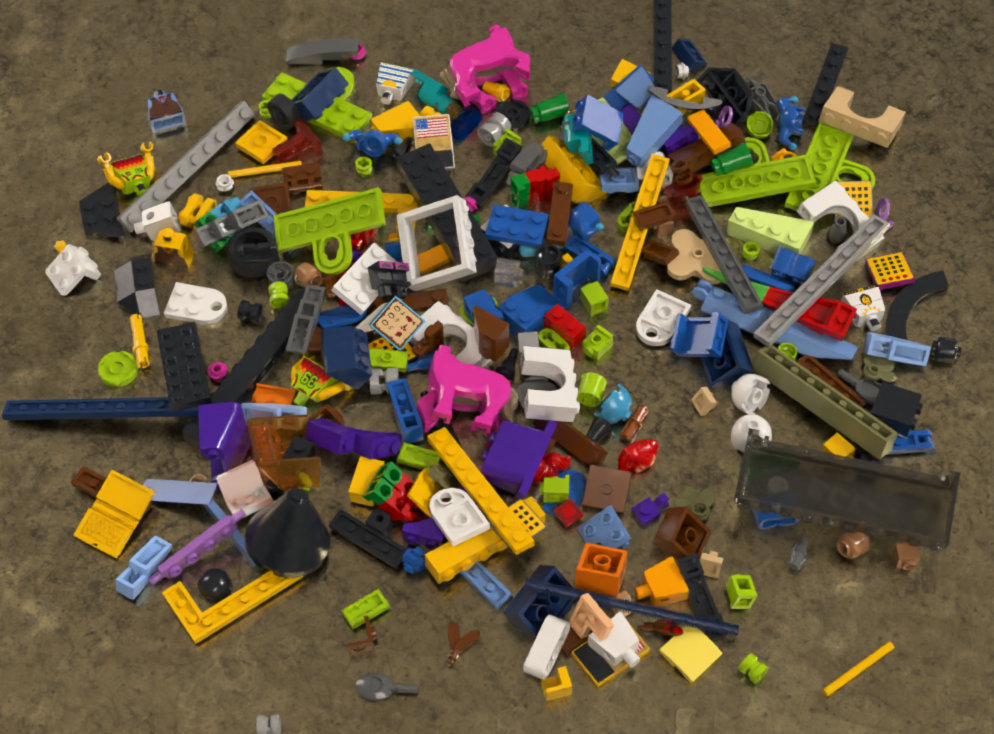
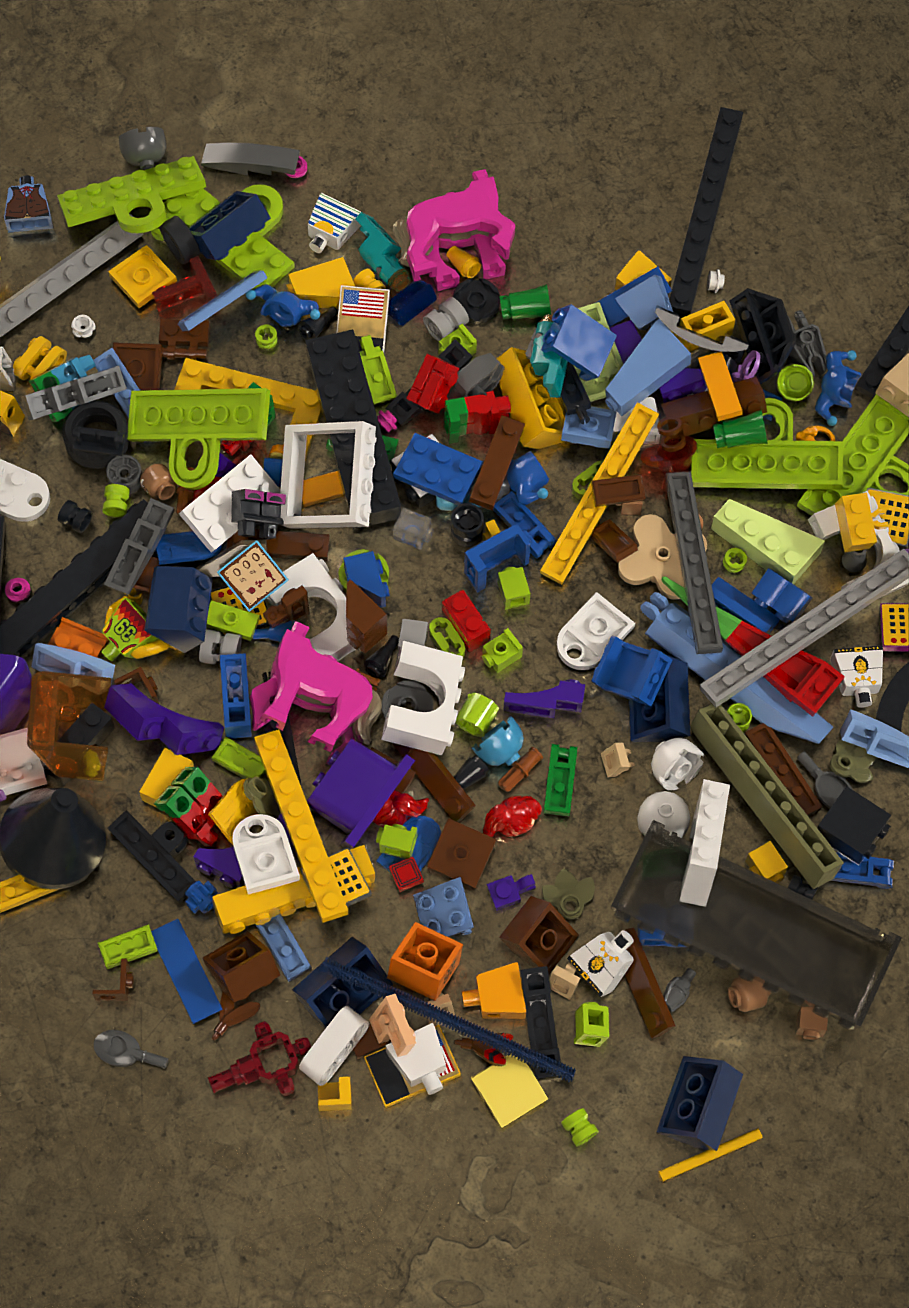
camera: 10 degrees right, 10 degrees up
(236, 89) = (131, 191): none -> lime plate
(241, 56) = (143, 148): none -> dark grey cylinder
(262, 169) = (134, 315): yellow bar -> none
(326, 144) = (222, 300): none -> medium blue tile
(416, 618) = (186, 971): none -> blue sticker
(454, 170) = (376, 372): none -> lime hinge
(459, 604) = (242, 966): none -> reddish brown slope
(485, 677) = (250, 1069): none -> dark red piece
(498, 170) = (433, 383): none -> red brick
(527, 309) = (425, 584): blue slope -> none
(638, 373) = (565, 696): none -> dark purple slope
(666, 424) = (560, 781): none -> green plate
(688, 54) = (732, 257): dark blue slope -> none
(737, 541) = (604, 961): none -> torso
(770, 553) = (647, 991): none -> reddish brown plate
(791, 431) = (706, 843): none -> white arch
(835, 201) = (857, 522): none -> yellow brick
(840, 630) = (700, 1102): none -> dark blue slope

